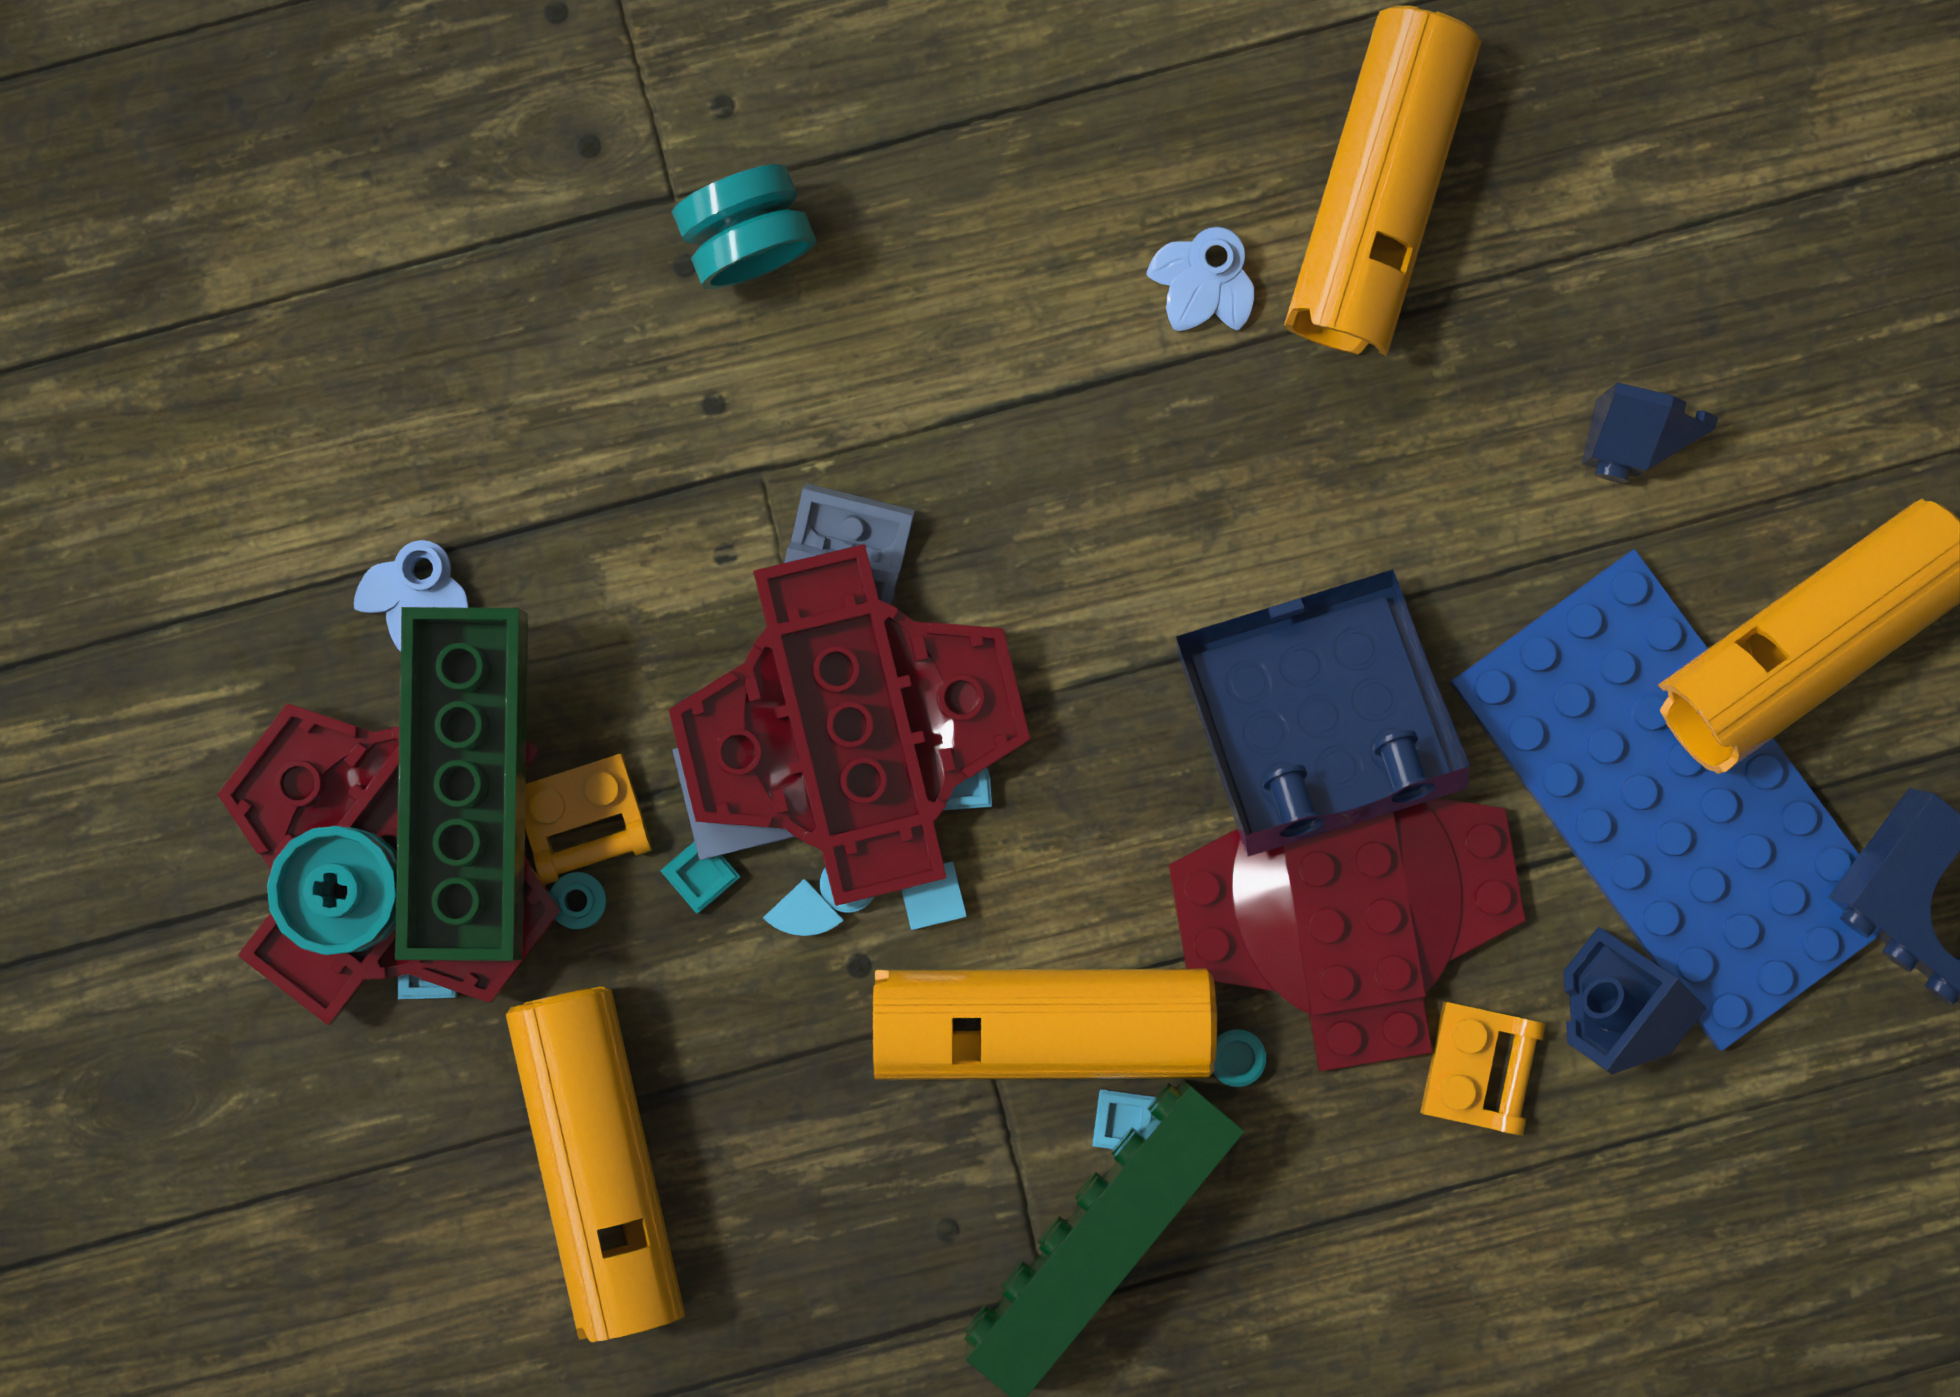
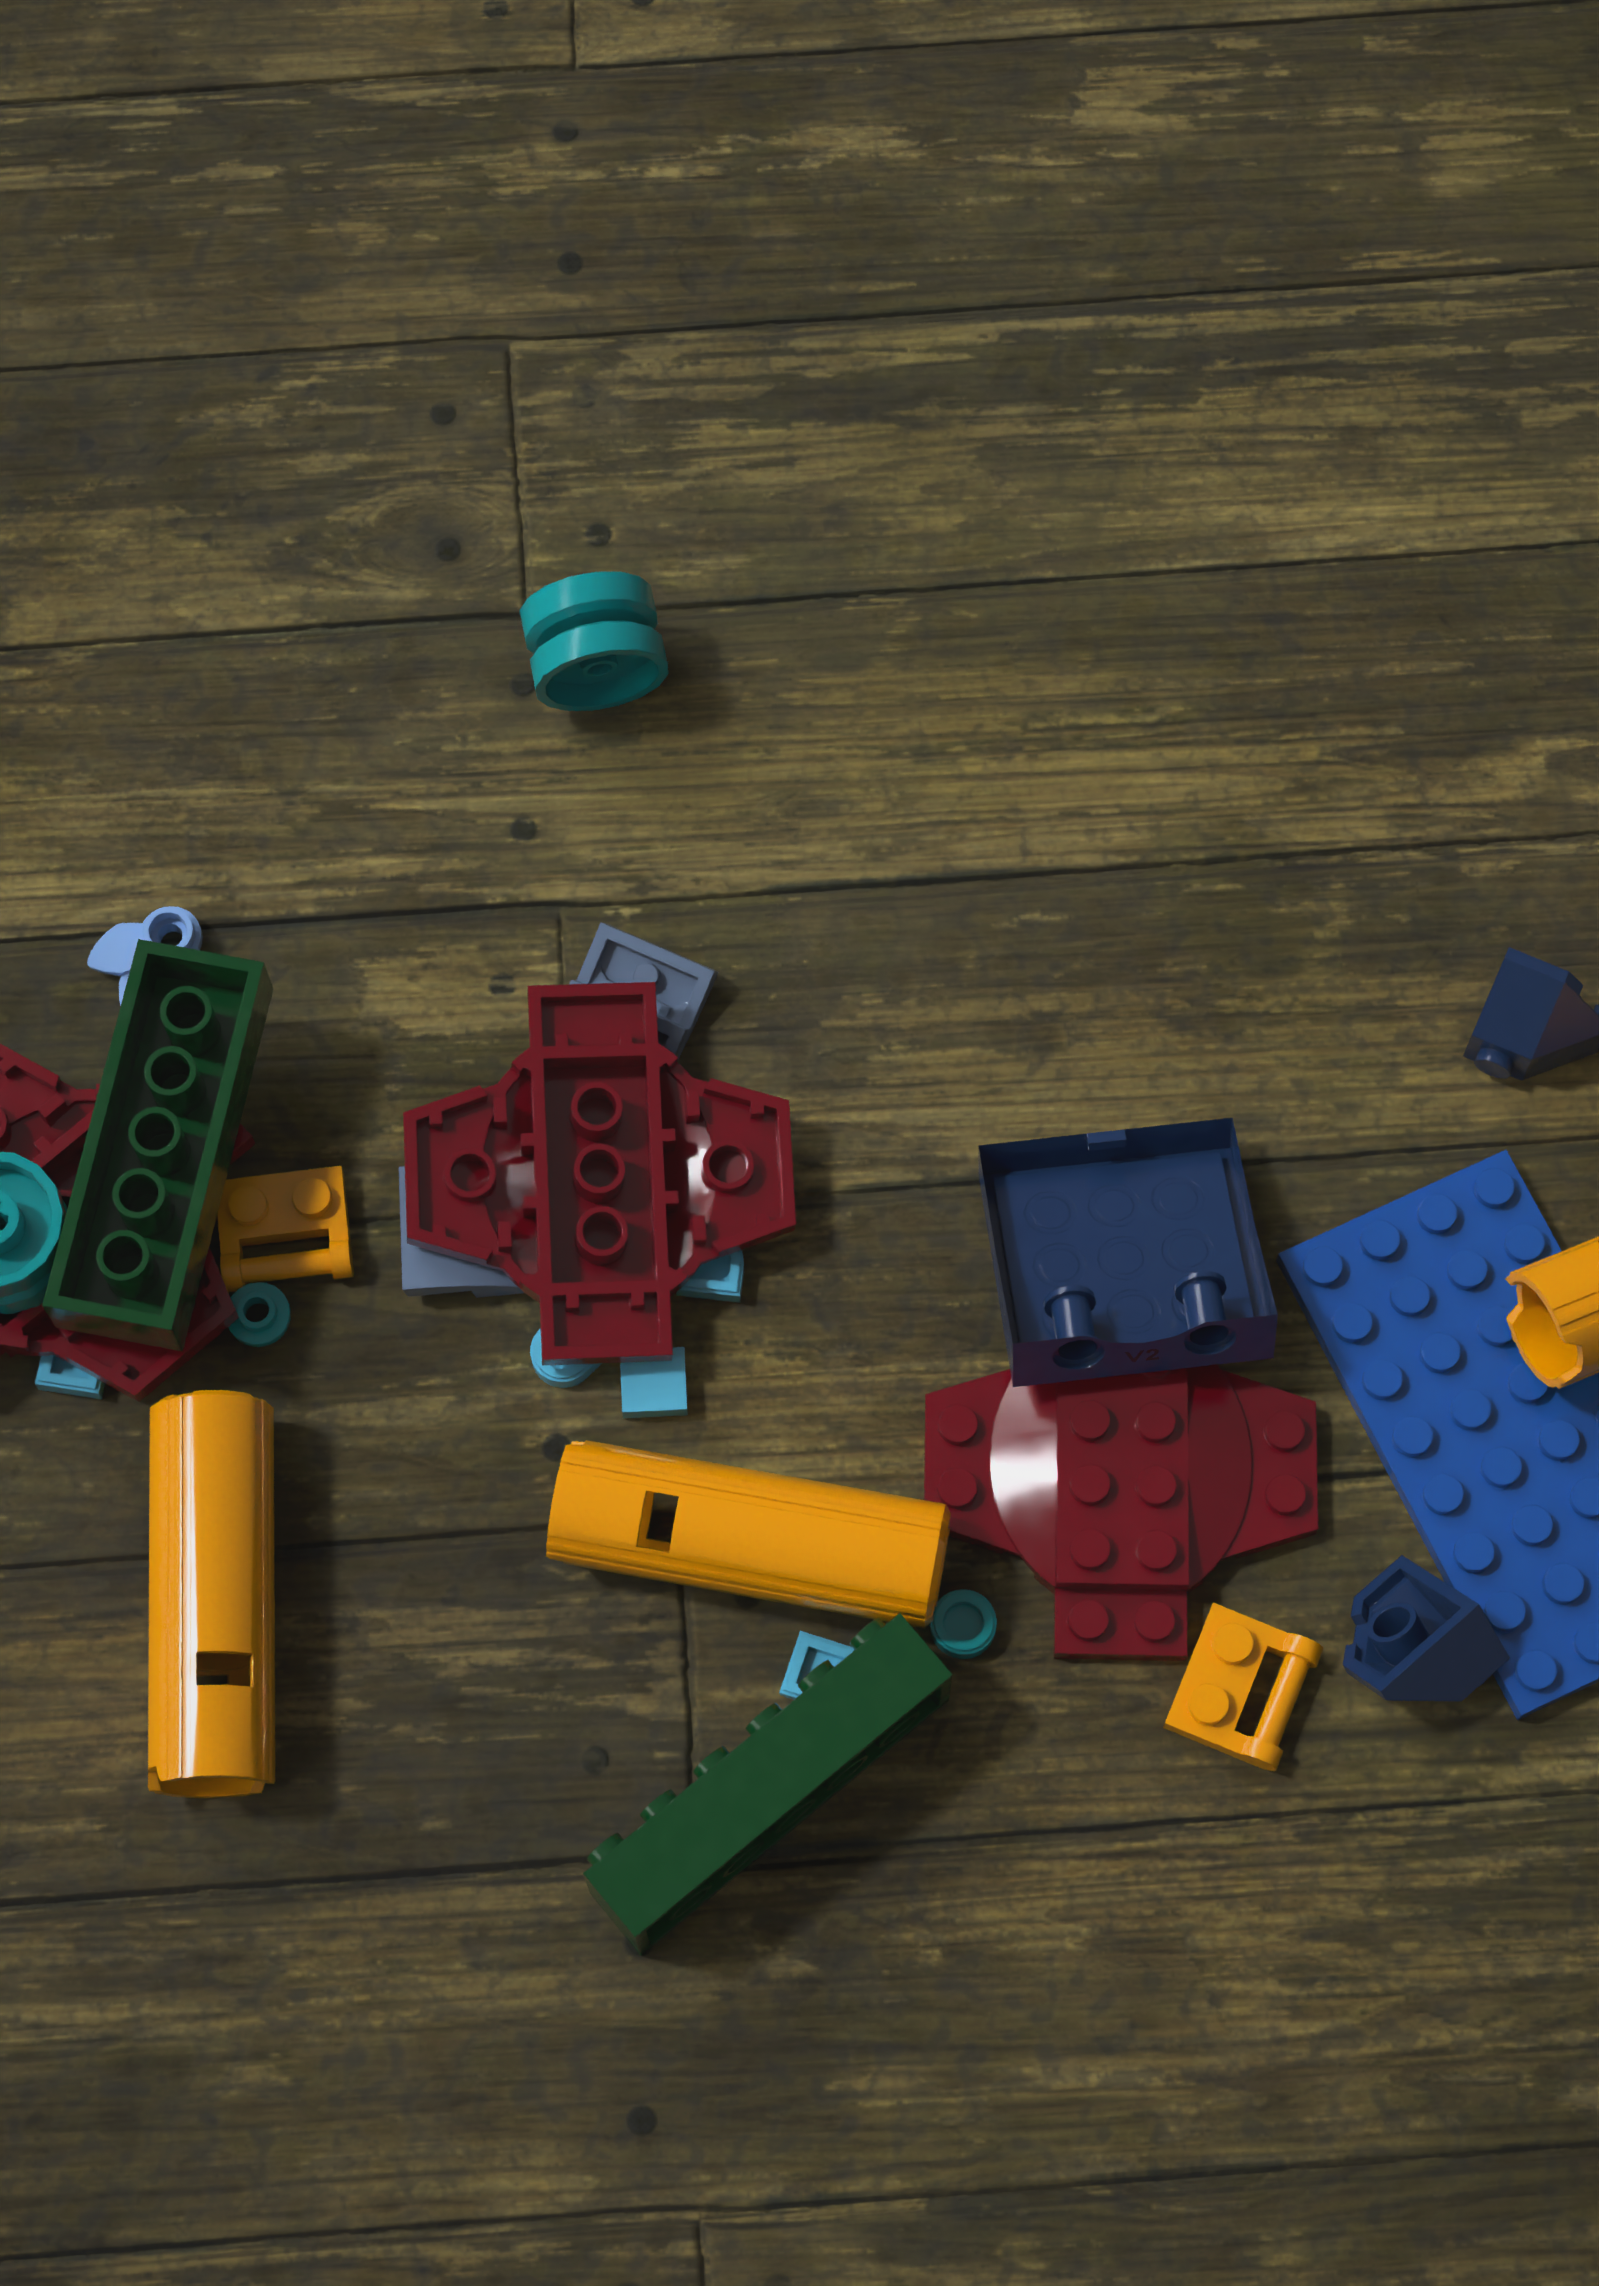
camera: 10 degrees right, 15 degrees down
(698, 879) = (400, 1319): teal tile -> none
(803, 912) = (506, 1374): medium azure tile -> none
(1201, 288) = (1074, 797): light blue plate -> none
(1383, 180) = (1289, 717): light orange piece -> none

